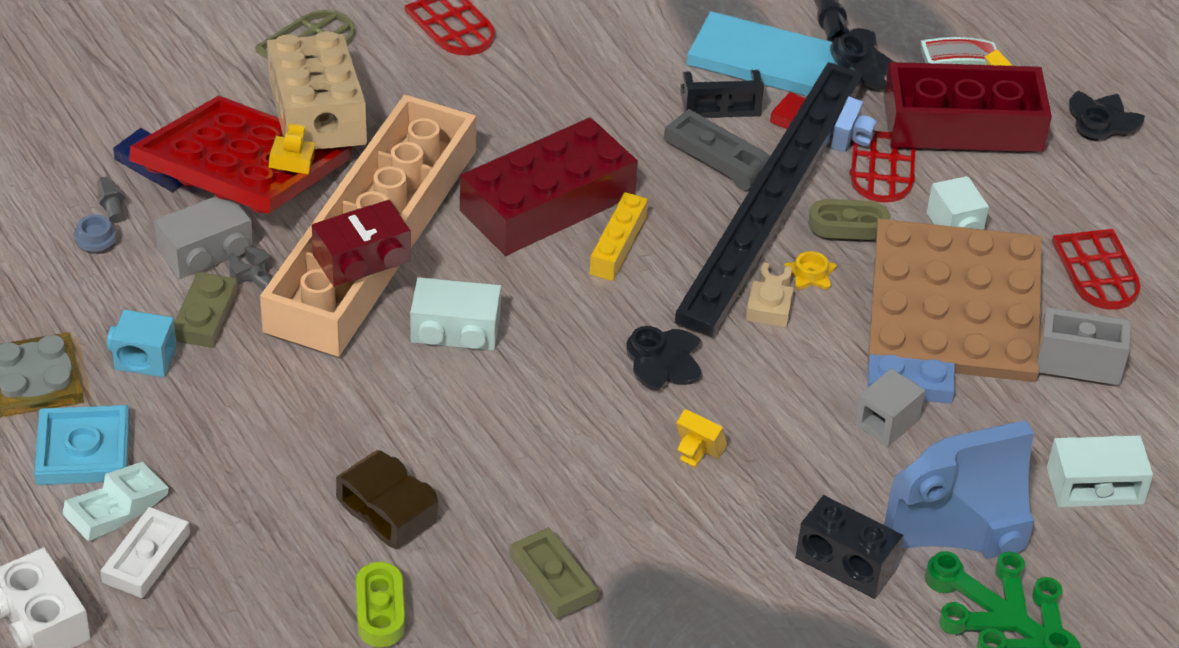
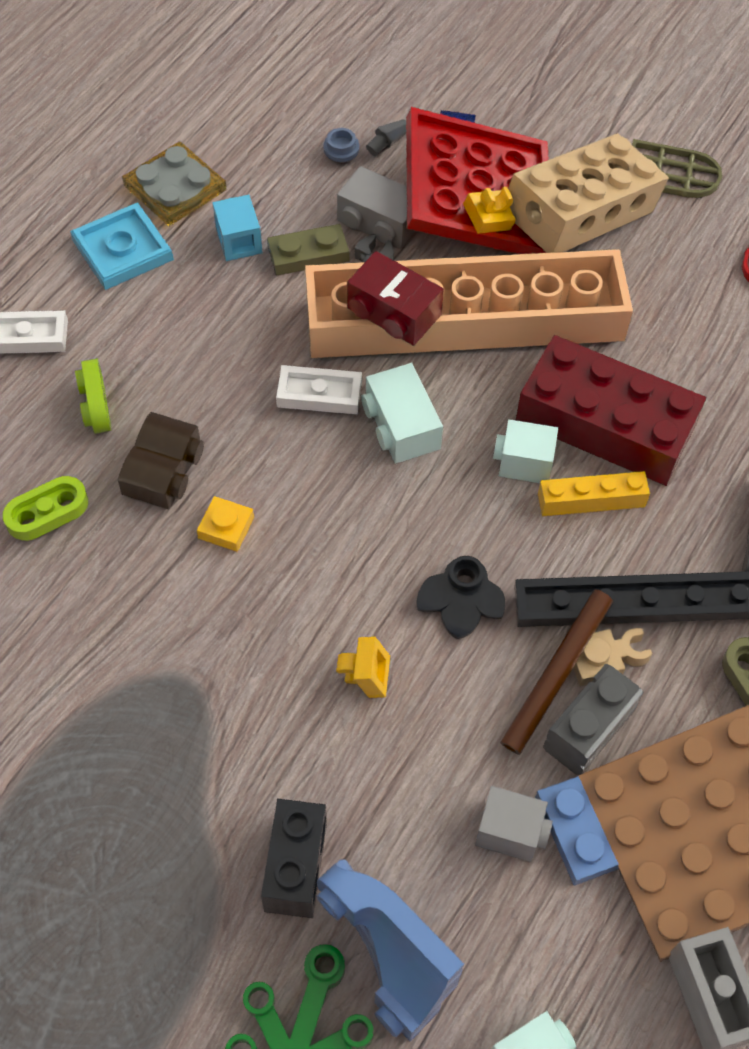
camera: 65 degrees right, 15 degrees up
(123, 498) = (78, 294): light aqua slope -> none
(274, 520) = (95, 410): none -> lime plate
(385, 361) = (319, 389): none -> white plate
(483, 484) = (225, 523): none -> yellow plate
(553, 253) = (526, 451): none -> light aqua brick
(553, 572) = (142, 619): olive plate -> none
(776, 323) = (556, 672): none -> reddish brown piece
(819, 272) = (673, 665): yellow plate -> none
(830, 321) = (592, 719): none -> dark grey brick

